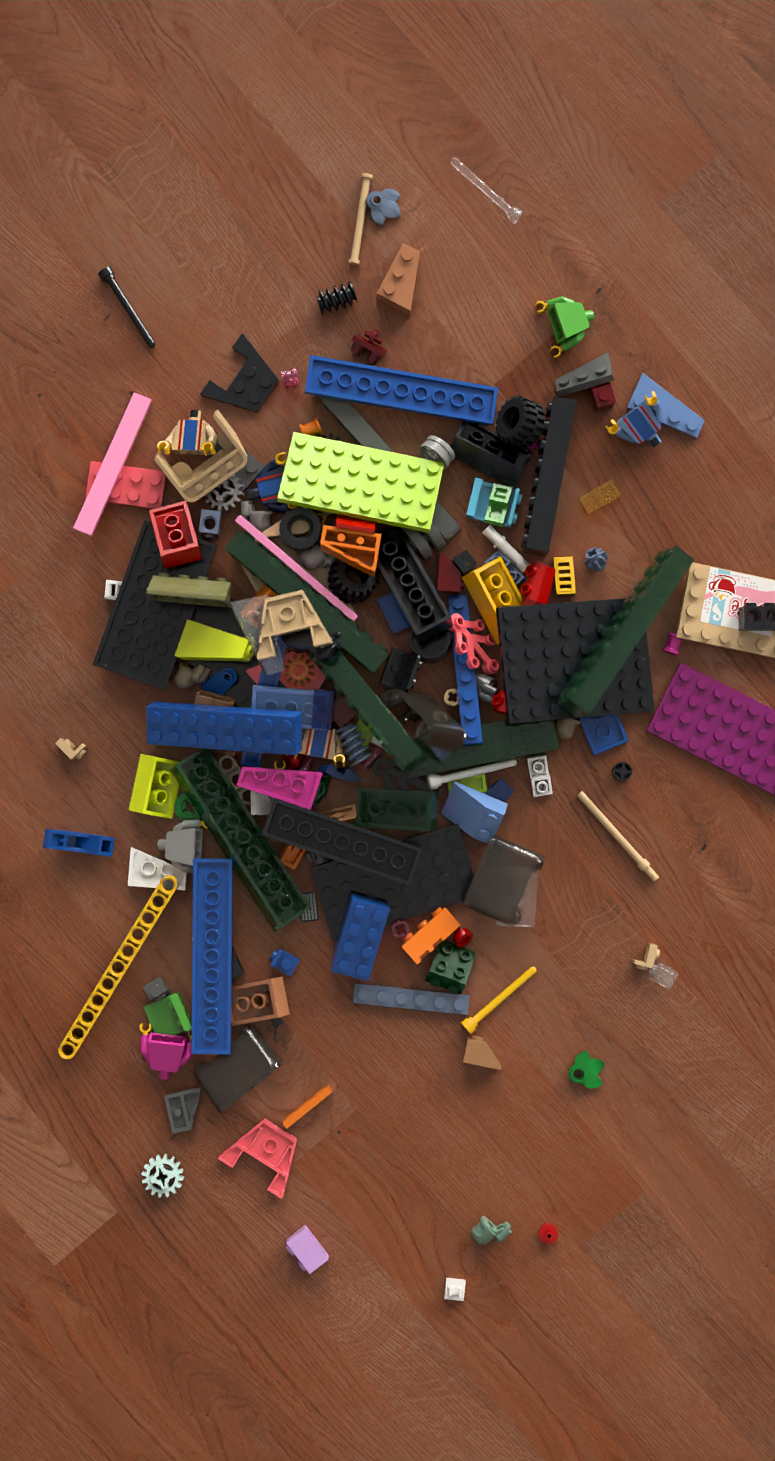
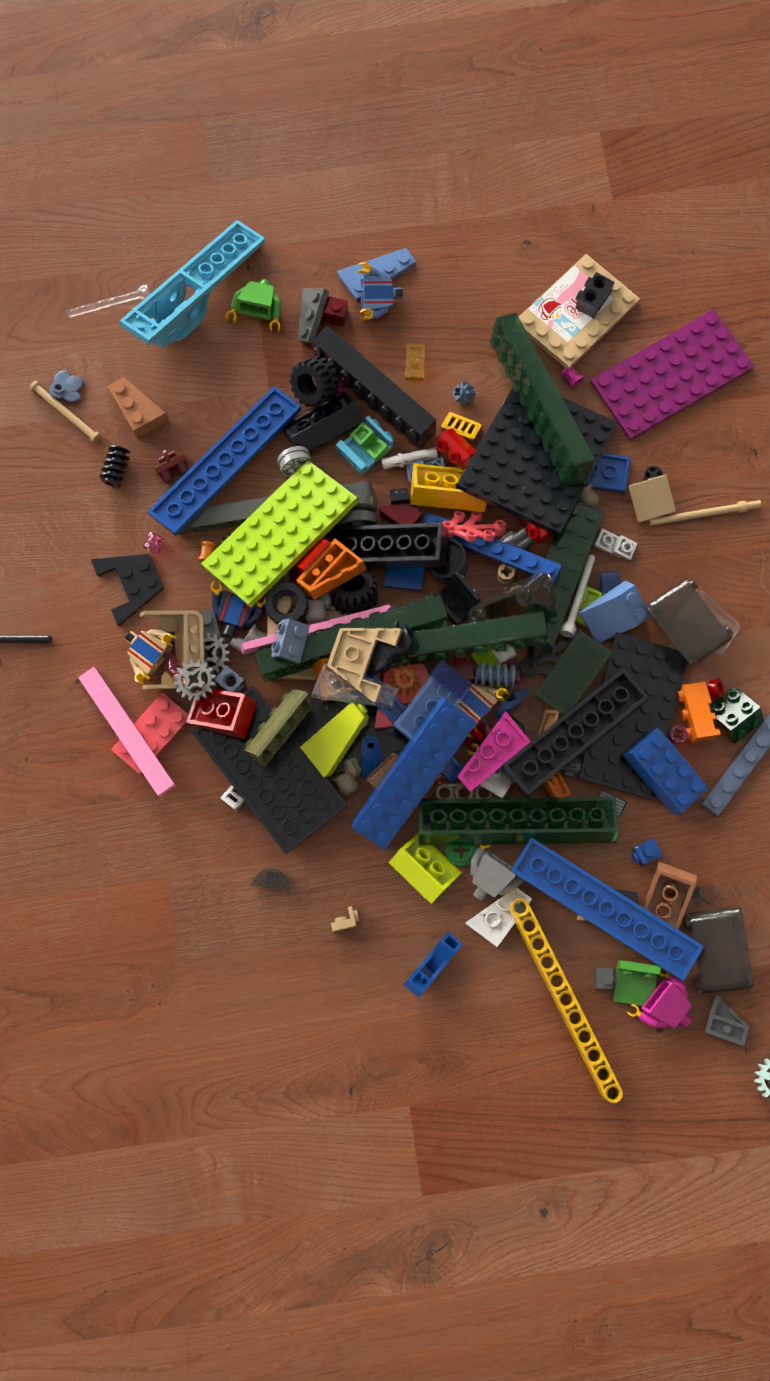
camera: 50 degrees left, 10 degrees down
(68, 666) = (271, 879): none -> clear smoke plate
(186, 486) = (190, 687): none -> light grey gear
(192, 466) = (172, 663): none -> clear pink pin
(266, 554) = (290, 640): none -> sand blue bracket
(557, 256) = (172, 315): none -> medium azure piece
(600, 782) = (652, 498): none -> tan slope

